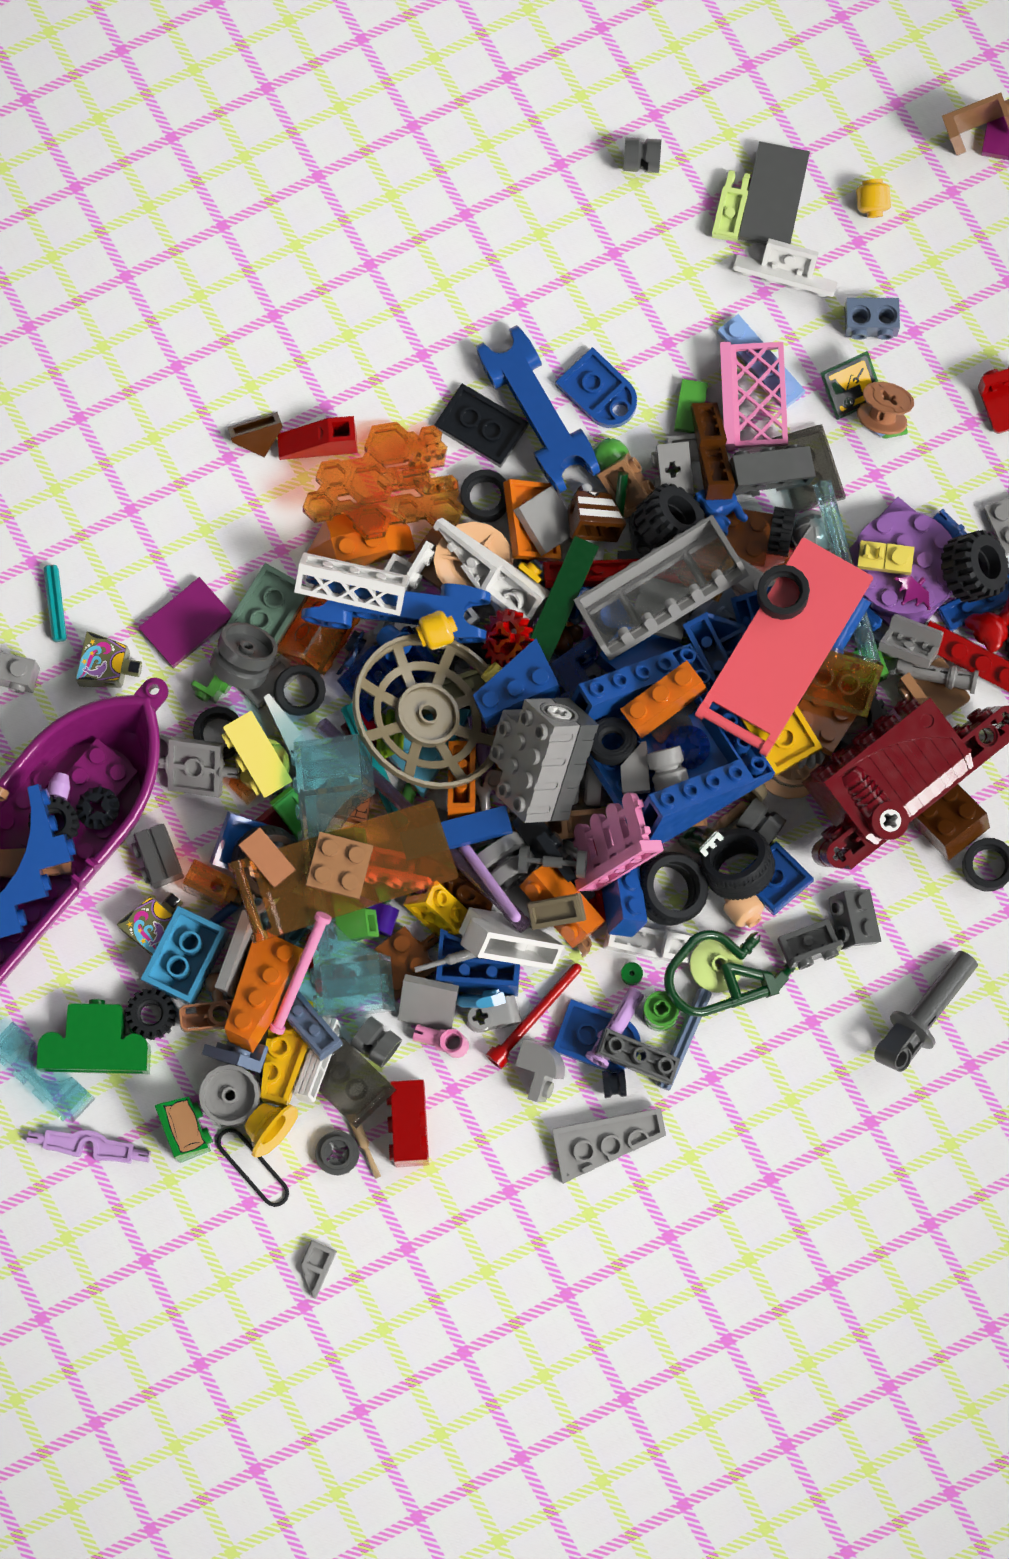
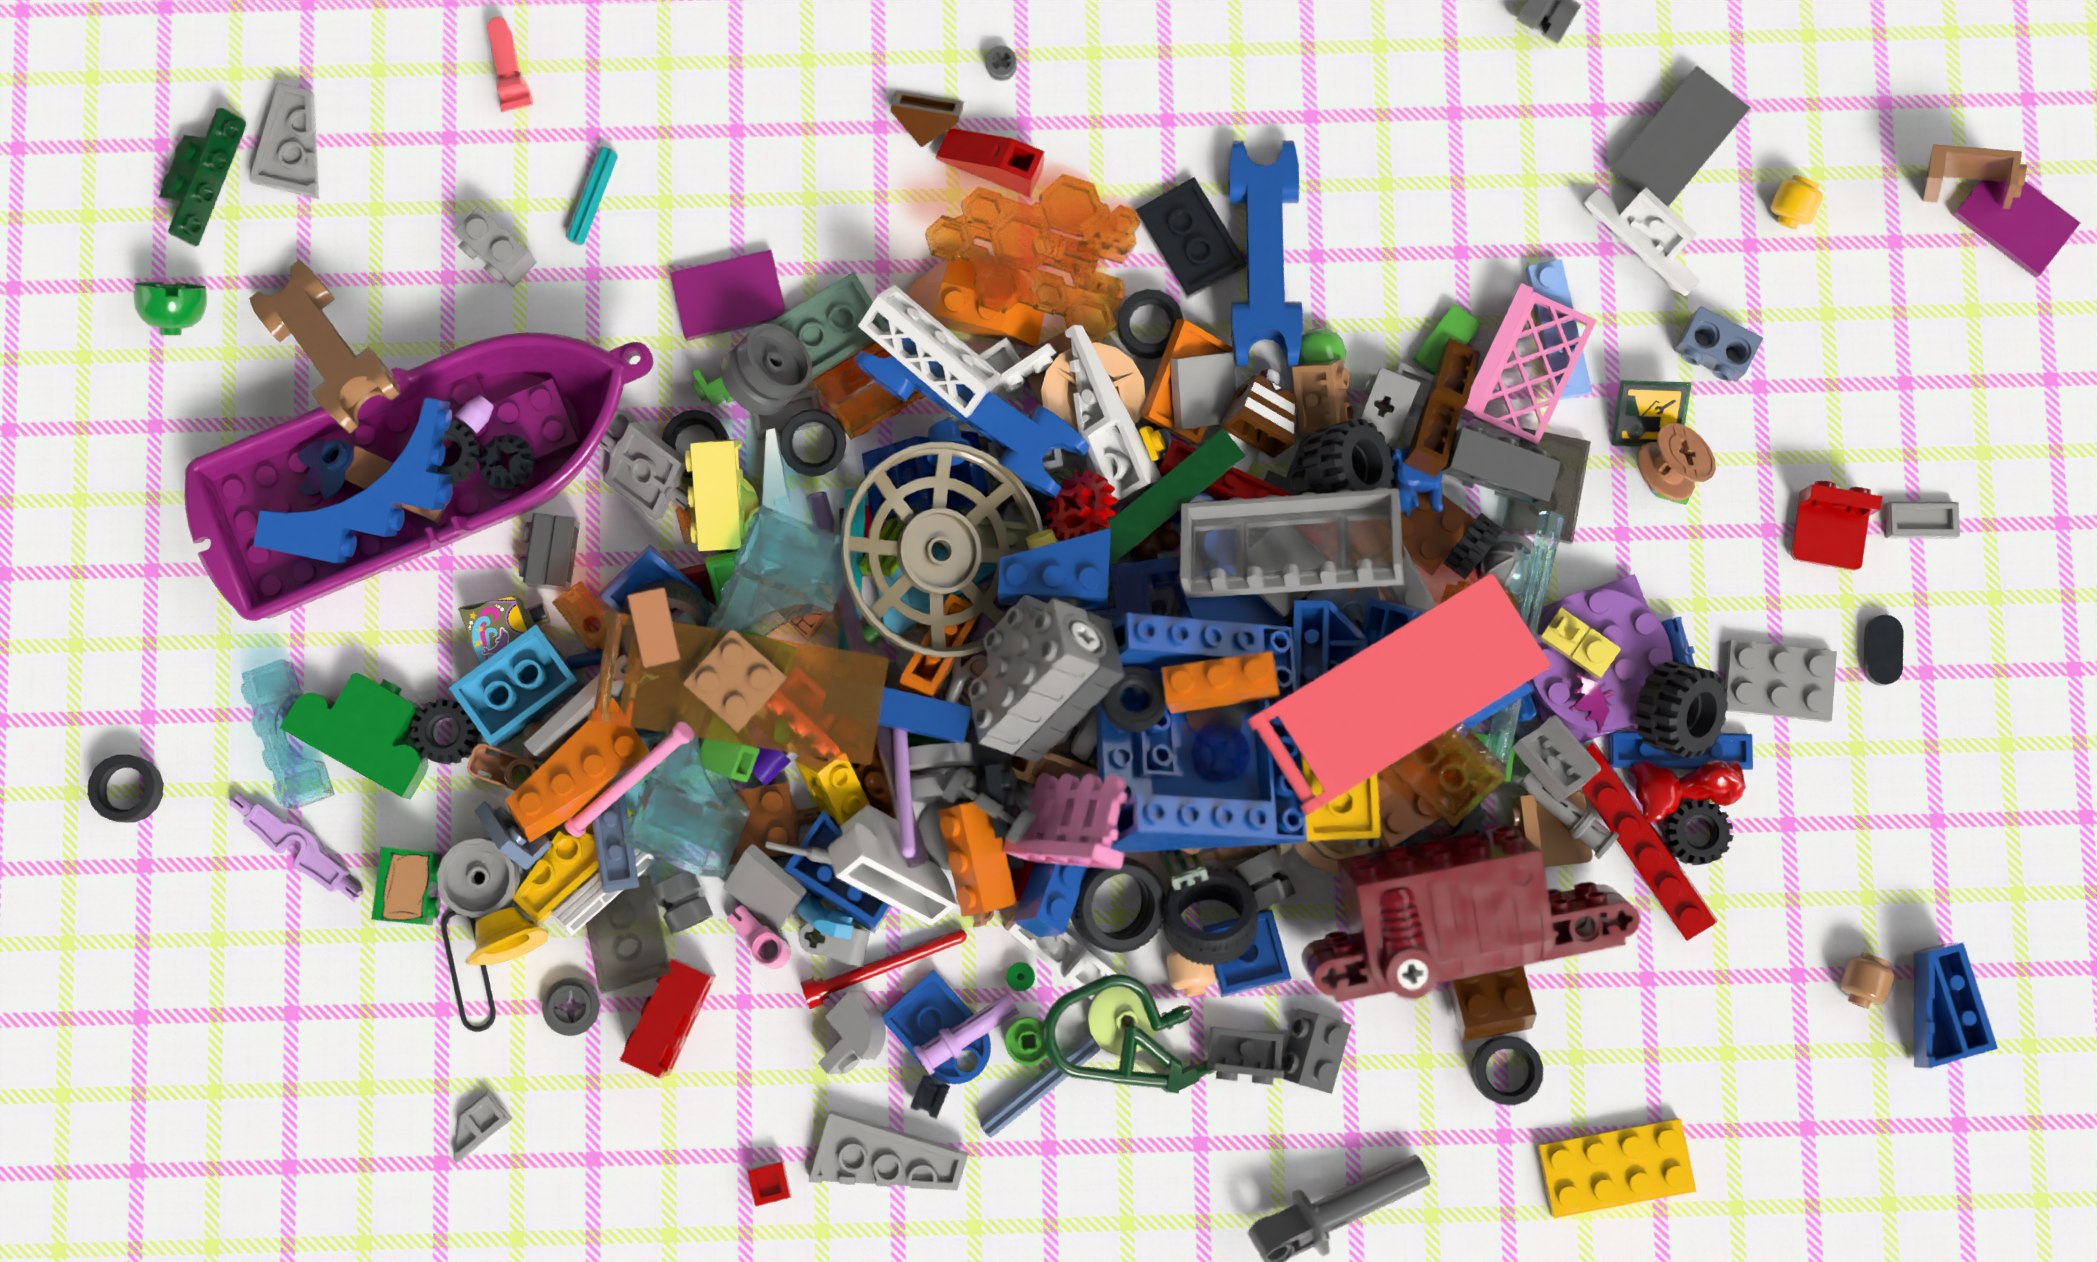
camera: 25 degrees right, 5 degrees up
(105, 663) = (609, 295): torso -> none
(285, 366) = (1001, 53): none -> dark grey bush
(354, 646) = (905, 421): dark blue plate -> none
(363, 1143) = (607, 1010): tan piece -> none
(436, 630) = (999, 457): yellow head -> none
(536, 1199) = (769, 1183): none -> red plate
(556, 911) = (962, 866): dark tan tile -> none
(597, 389) = (1349, 264): blue tile -> none
(621, 488) = (1309, 401): dark green piece -> none
(623, 1052) = (957, 1068): dark grey tile -> none
(636, 772) = (1142, 751): light grey tile -> none
(667, 767) = (1181, 767): light grey wheel -> none
(731, 209) = (1620, 129): yellowish green hinge -> none
(789, 572) = (1450, 607): black tyre -> none

